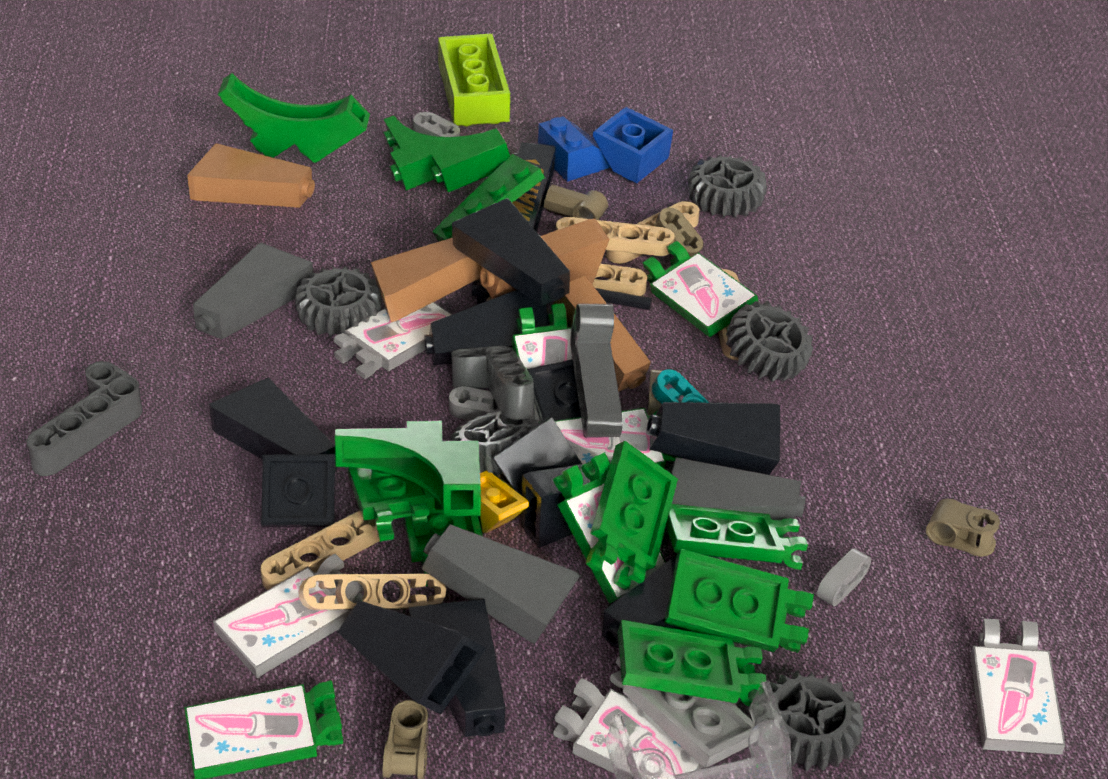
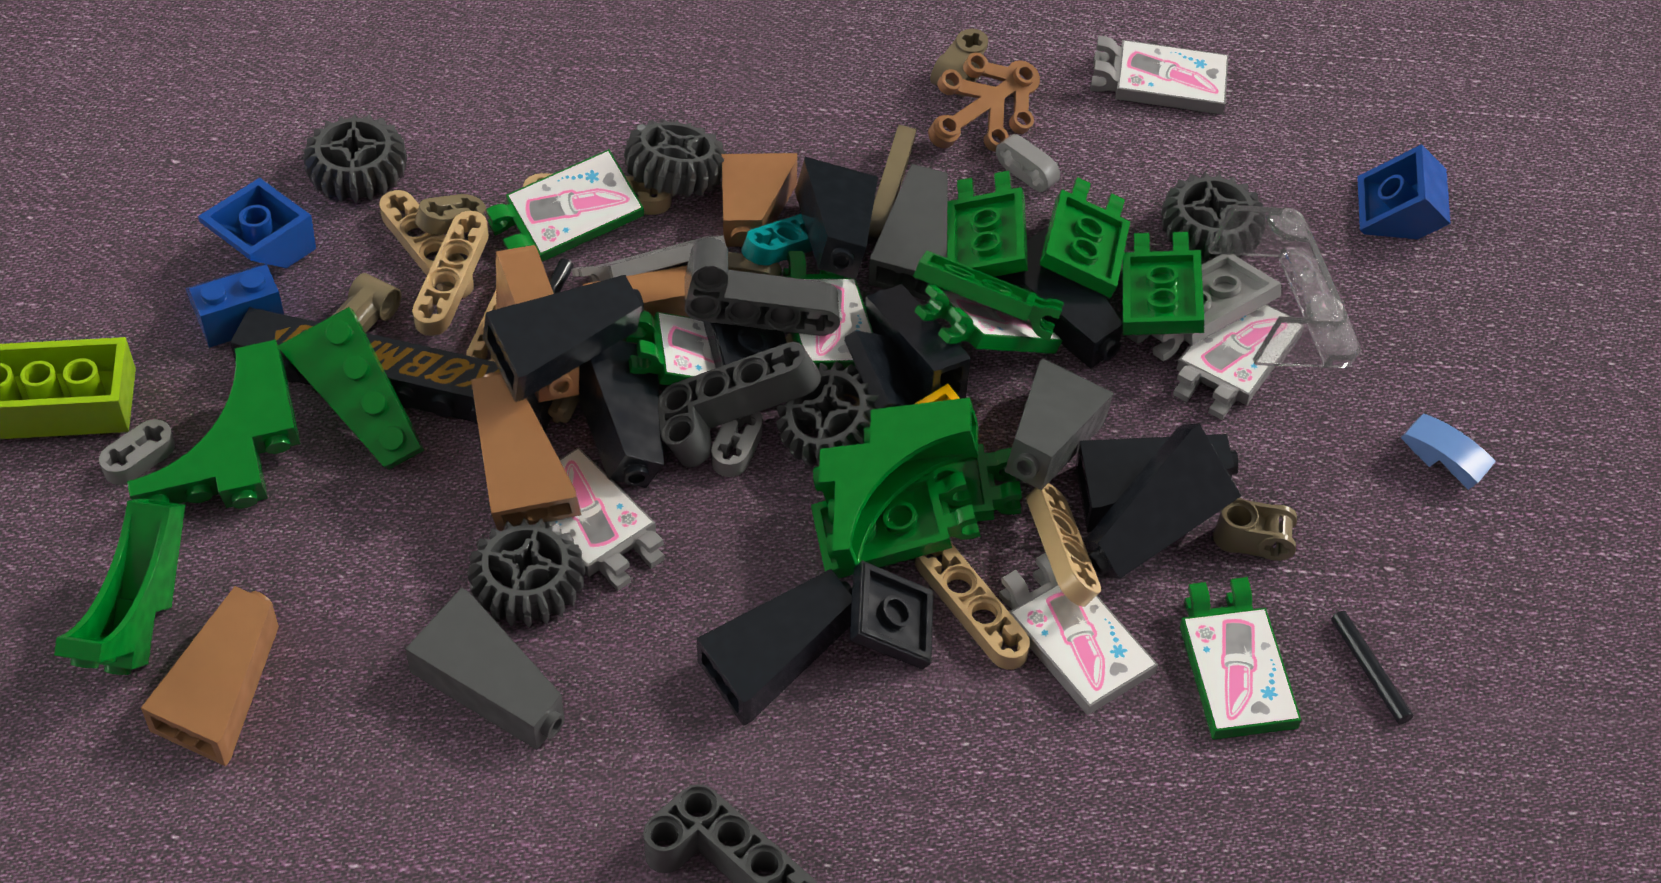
camera: 85 degrees left, 10 degrees up
(648, 334) = (642, 262): none -> light grey tile
(746, 385) = (754, 191): none -> medium nougat slope
(840, 490) = (891, 178): none -> dark tan beam
(917, 546) = (989, 98): none -> medium nougat plant

